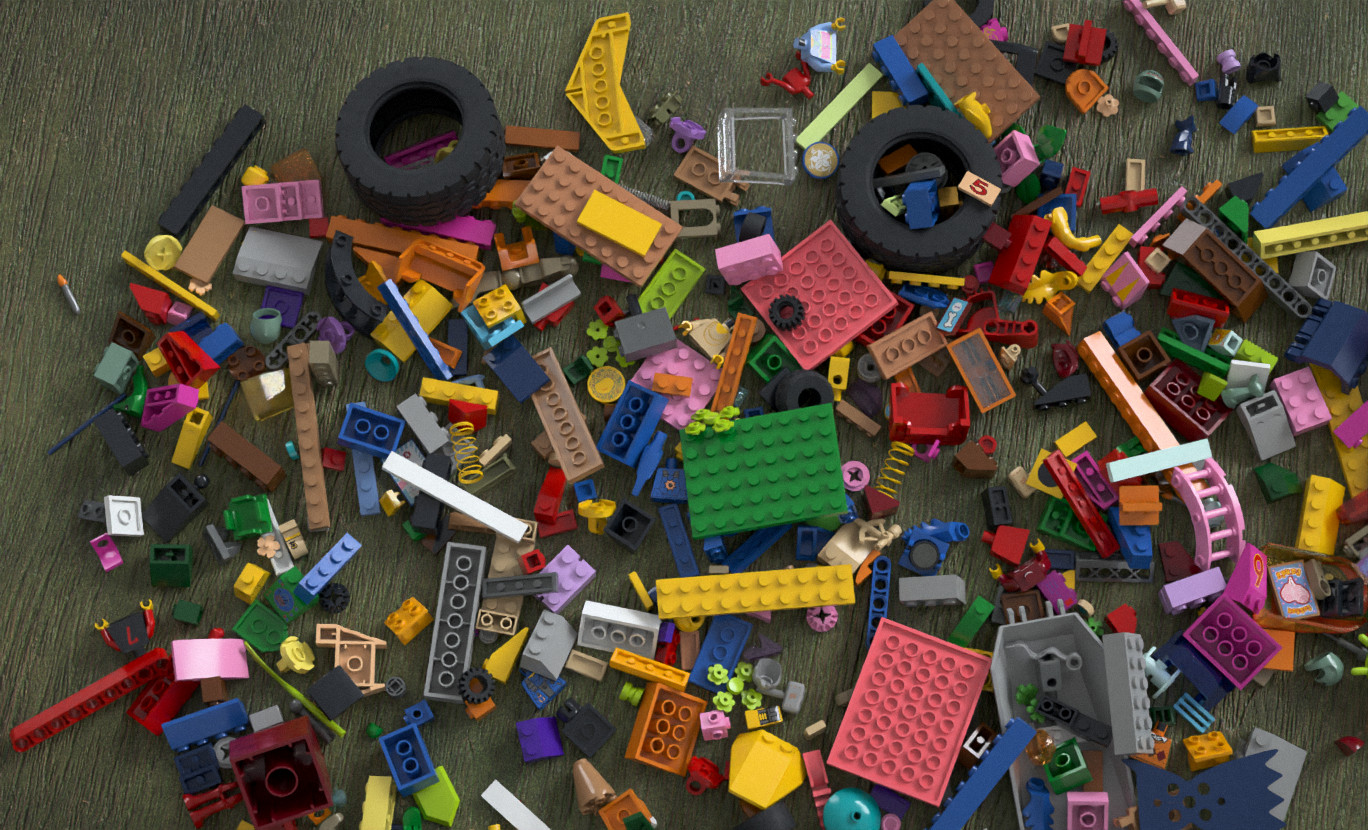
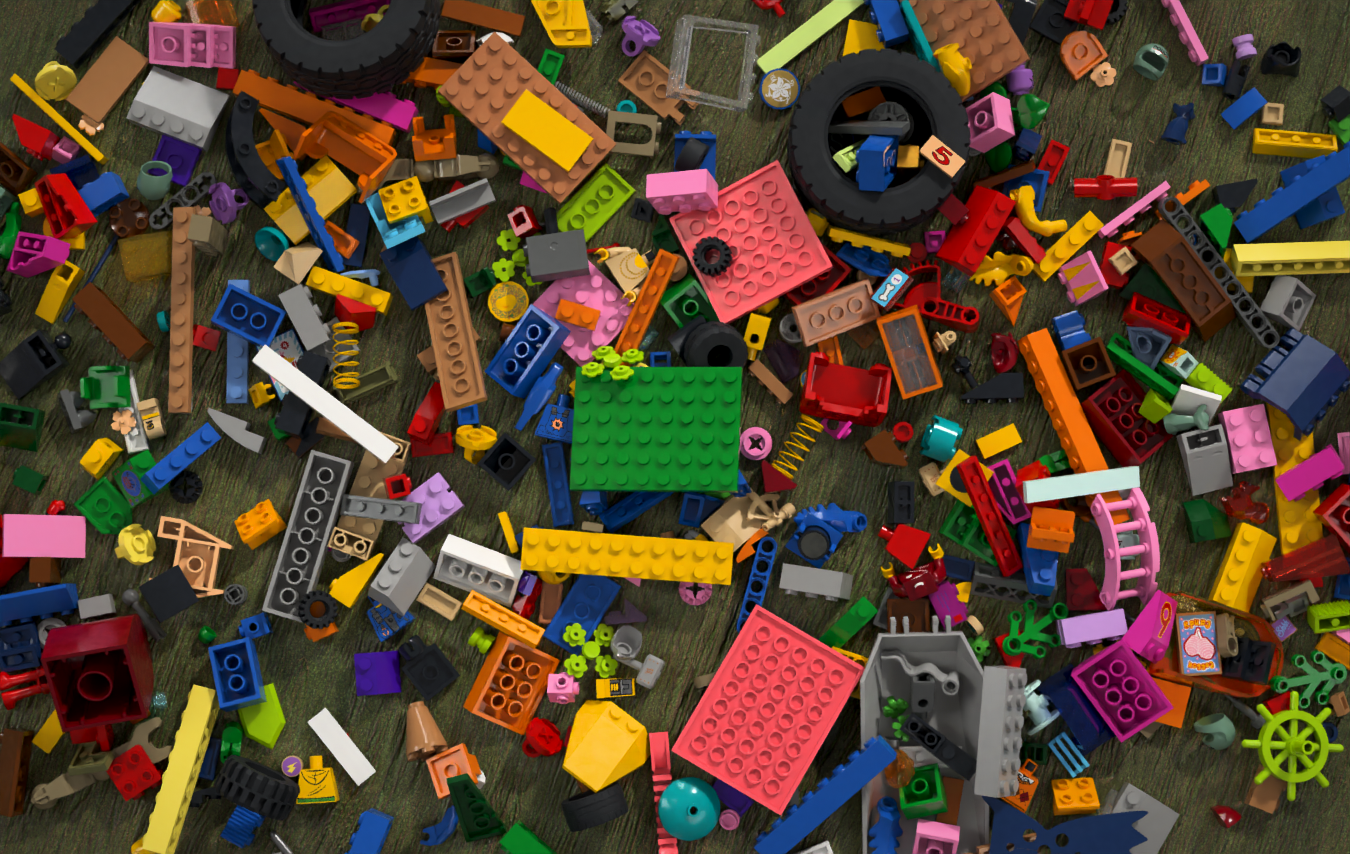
camera: 10 degrees right, 10 degrees up
(297, 695) = (131, 584): lime piece -> none
(375, 538) = (238, 431): none -> light grey slope
(408, 376) = (297, 261): none -> tan slope
(499, 447) = (370, 361): tan plate -> none
(815, 730) = (665, 711): tan tile -> none
(976, 745) = (832, 754): reddish brown brick -> none
(1022, 444) = (940, 439): none -> teal brick
(1034, 119) = (1020, 80): none -> medium lavender head
(1138, 604) = (1032, 631): none -> green plant
(1308, 463) = (1243, 507): none -> clear red animal

